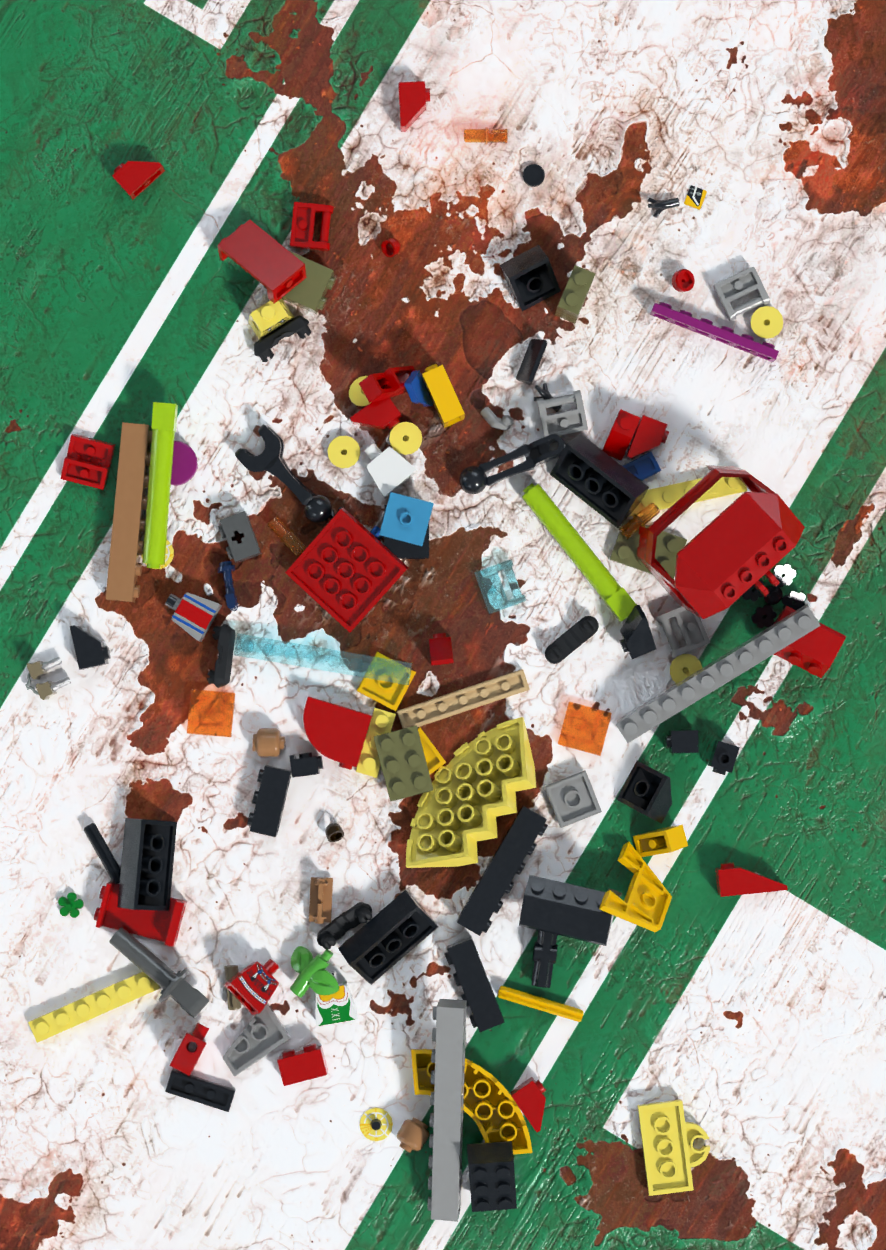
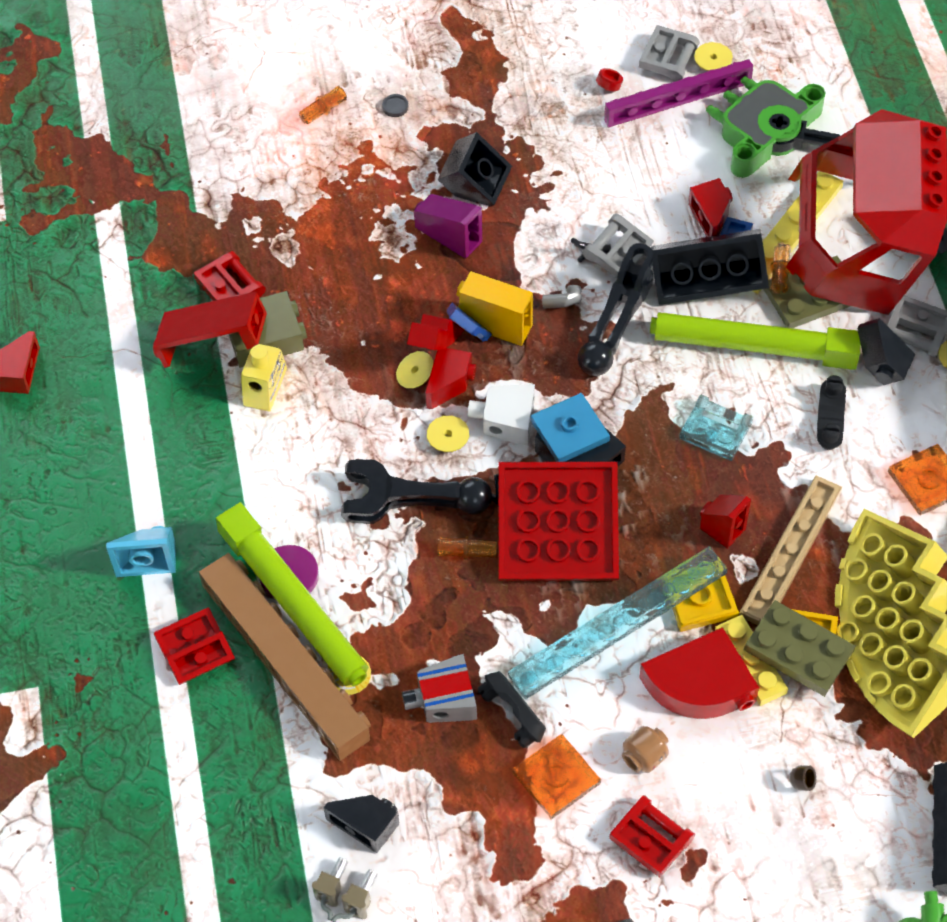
camera: 45 degrees left, 30 degrees down
(109, 379) = (143, 552): none -> medium azure slope
(219, 791) = (646, 843): none -> red plate
(231, 599) = (469, 644): dark blue hinge -> none
(249, 546) = (421, 583): dark grey brick -> none
(263, 346) = (279, 407): black piece -> none
(269, 800) = (706, 804): black brick -> none
(305, 764) = (704, 737): black brick -> none
(320, 900) = (860, 859): medium nougat hinge -> none
(344, 922) = (911, 851): black piece -> none
(390, 249) = (323, 248): red hinge -> none
(405, 438) = (493, 373): light yellow piece -> none
(412, 102) = (228, 126): red slope -> none
(476, 304) = (450, 223): none -> magenta slope
(531, 361) = (545, 230): black slope -> none
(574, 294) = (530, 144): olive brick -> none
(621, 434) = (685, 215): red slope -> none
(661, 205) = (531, 44): black bar -> none
(695, 197) = (552, 23): sticker -> none
(747, 395) = (769, 122): none -> piece

